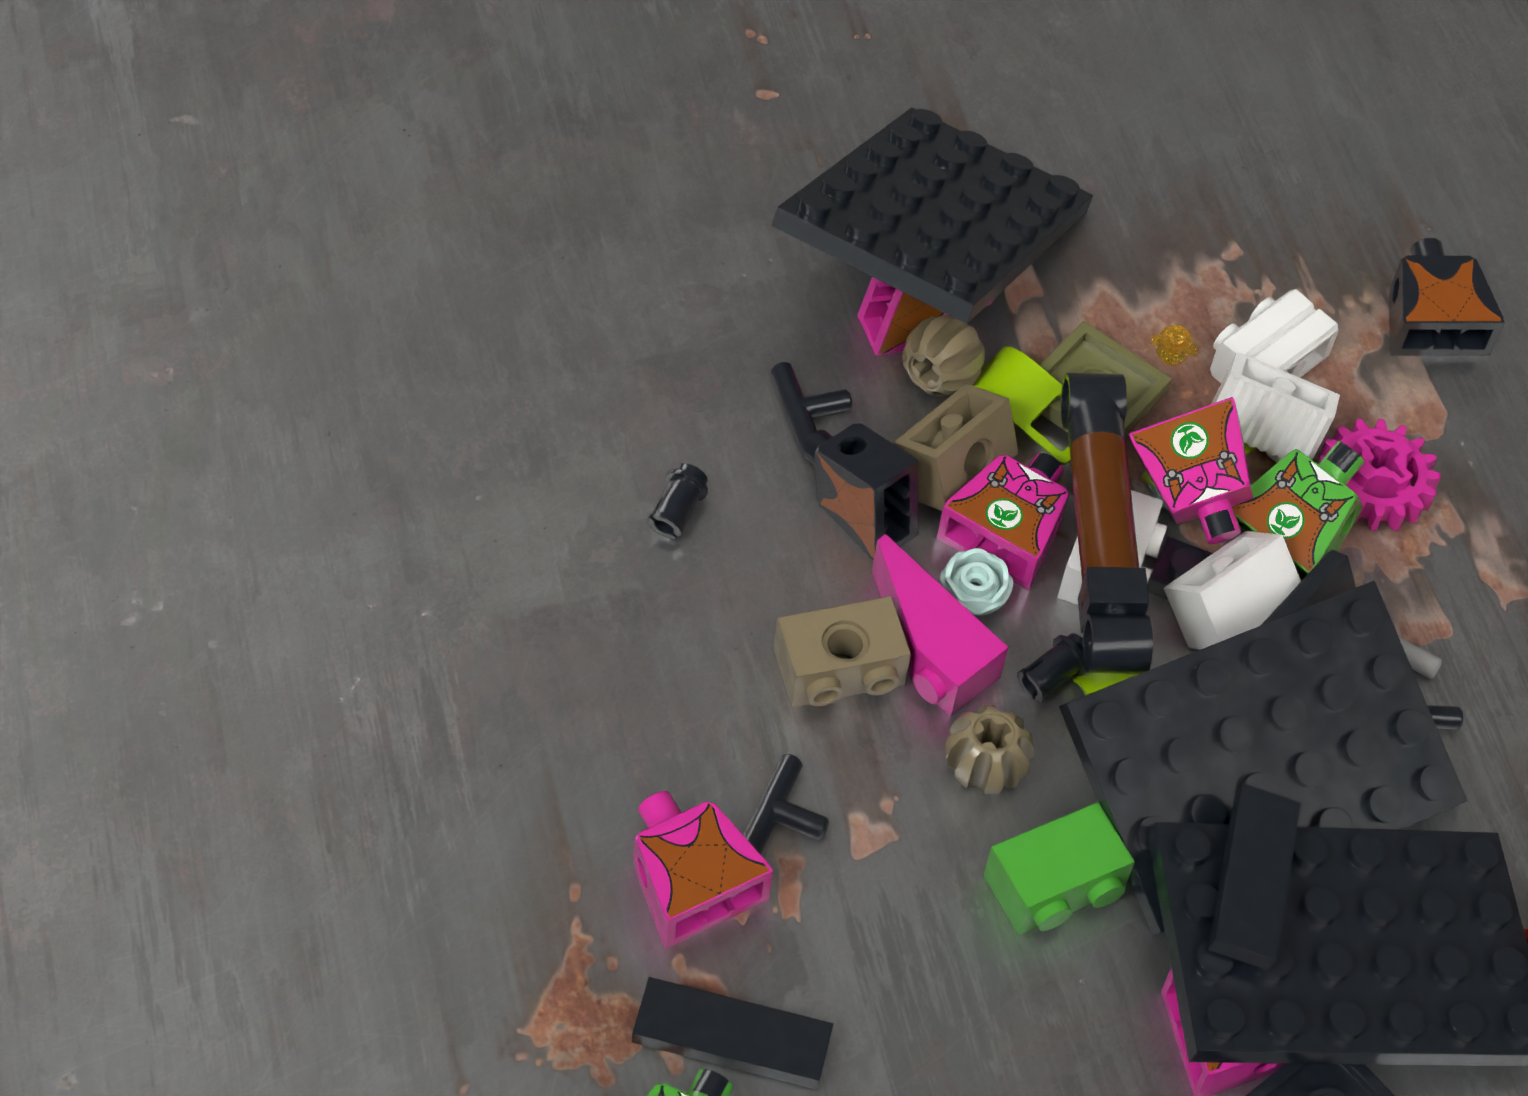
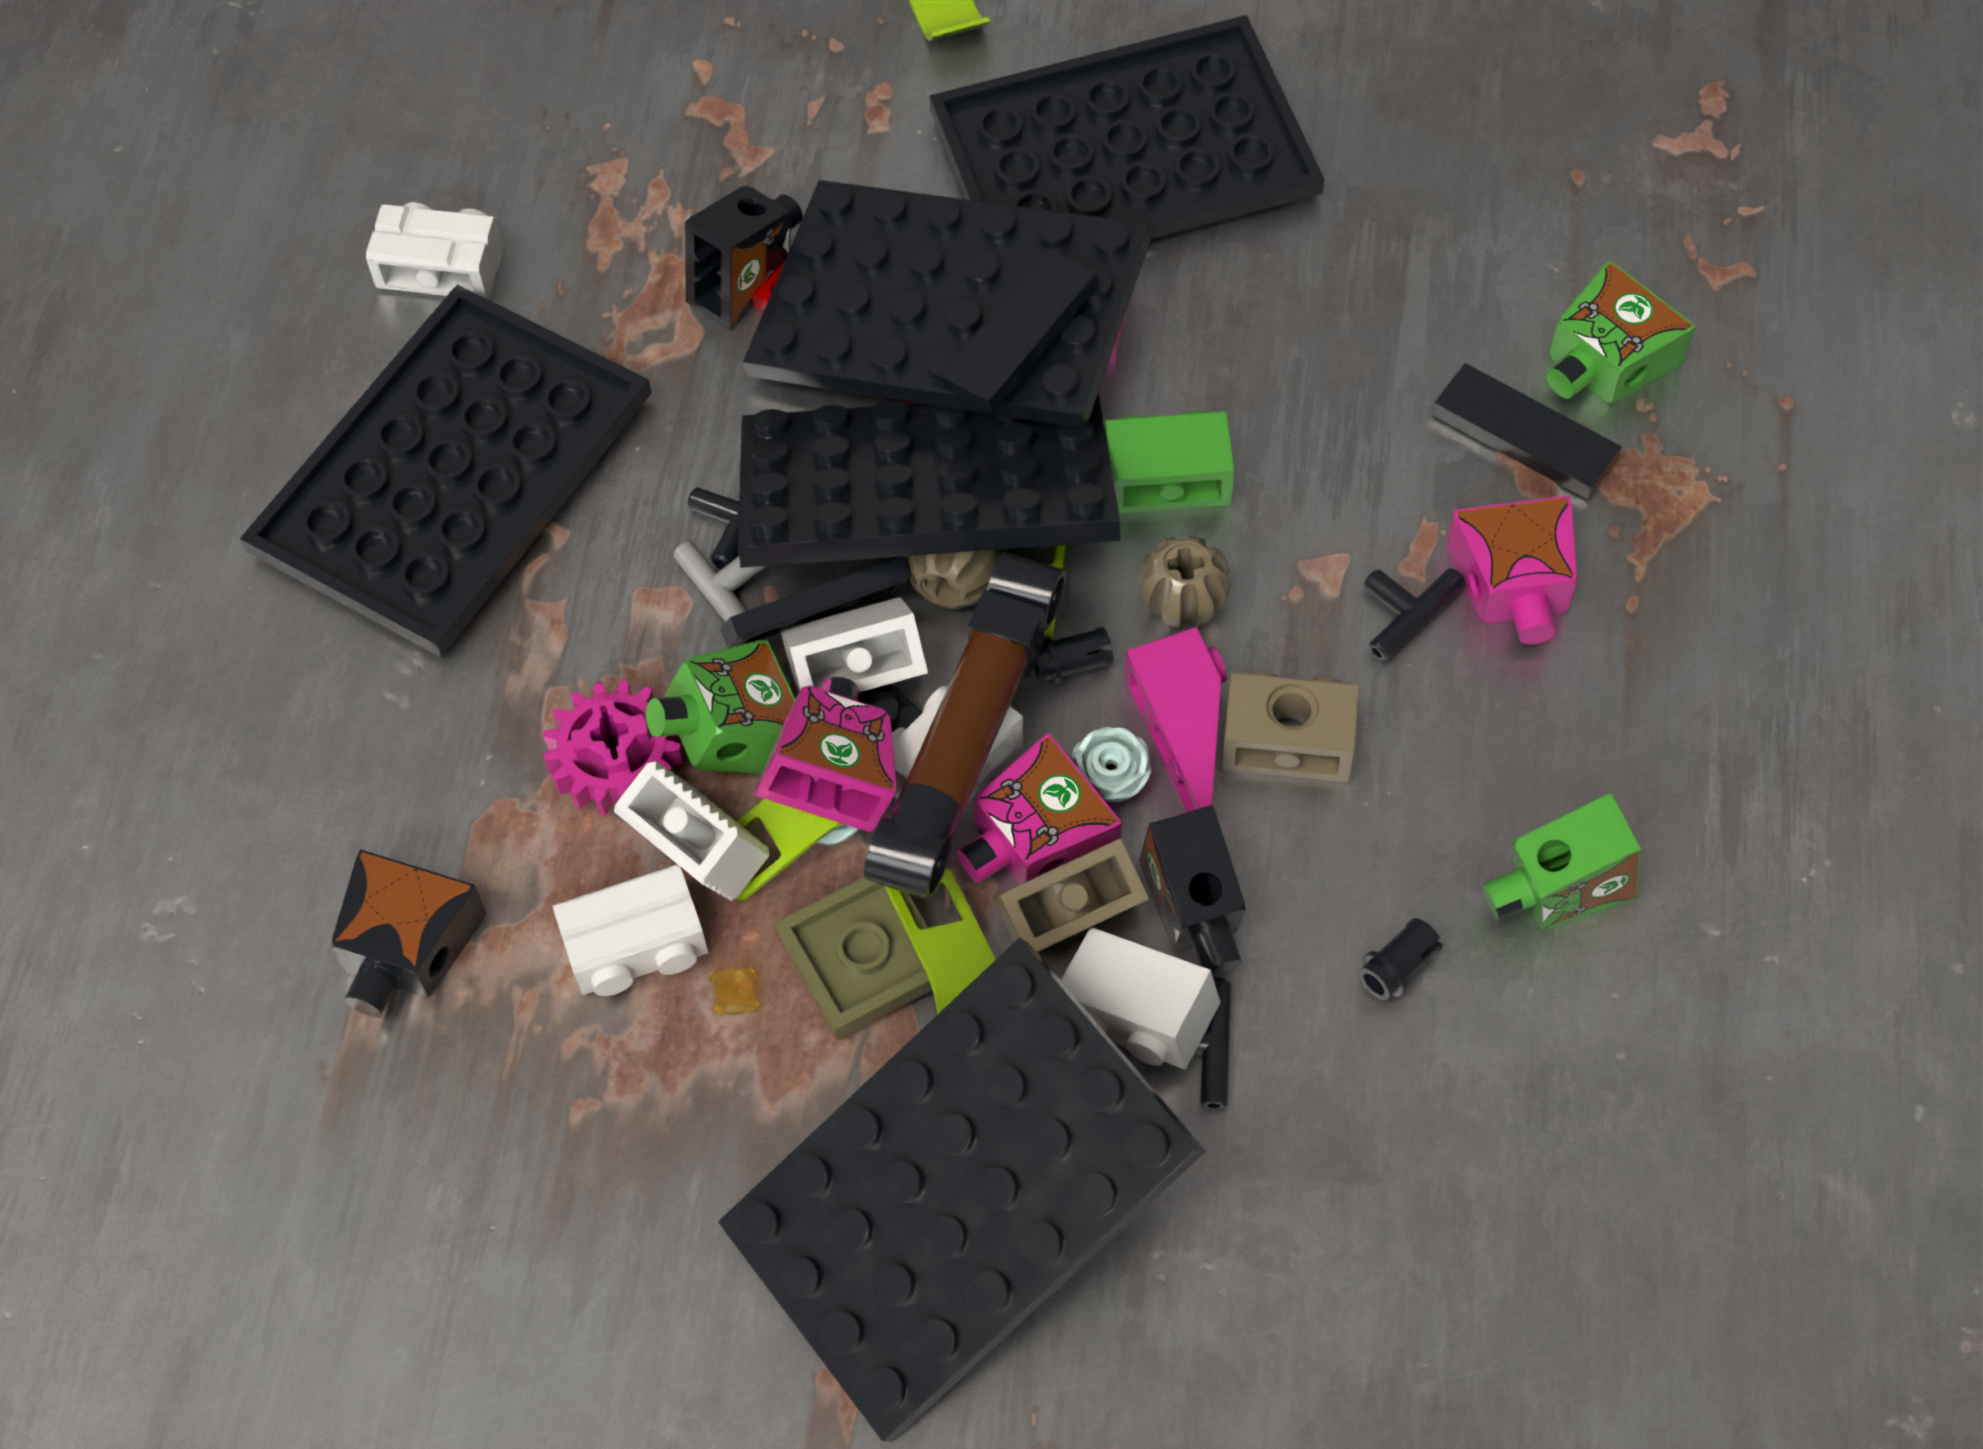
camera: 150 degrees left, 5 degrees up
(559, 587) = (1570, 867): none -> bright green torso
(868, 390) = (1143, 997): none -> white brick

